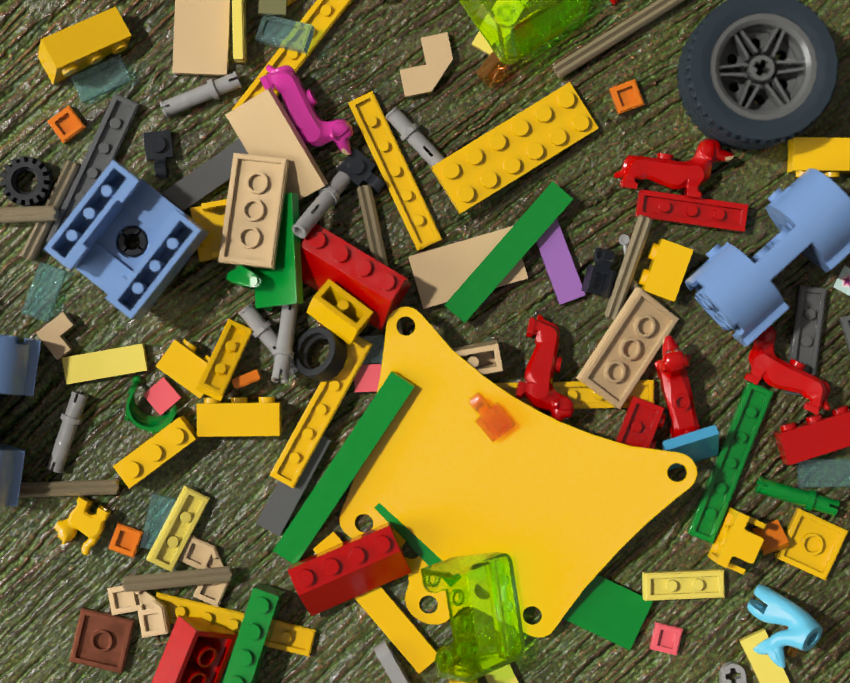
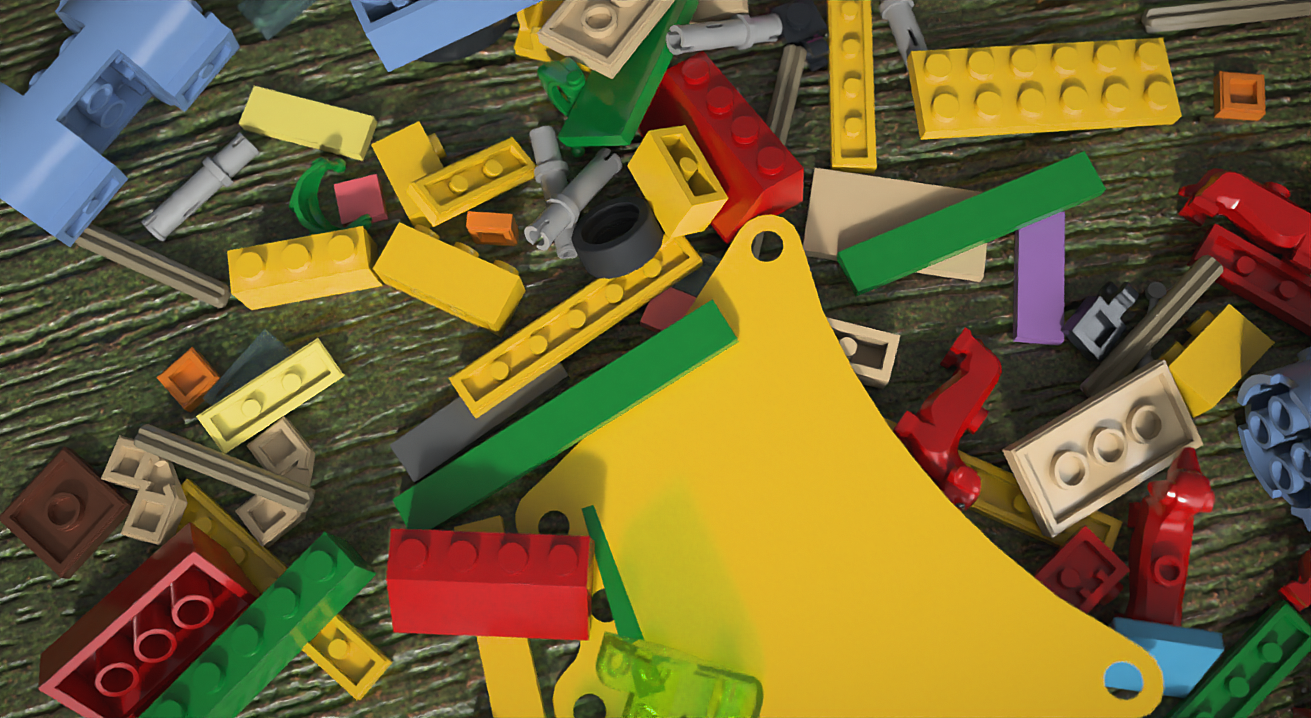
camera: 30 degrees right, 15 degrees down
(53, 335) = (265, 51): tan piece -> none
(85, 521) = (147, 320): yellow animal -> none
(492, 419) = (839, 446): clear orange plate -> none

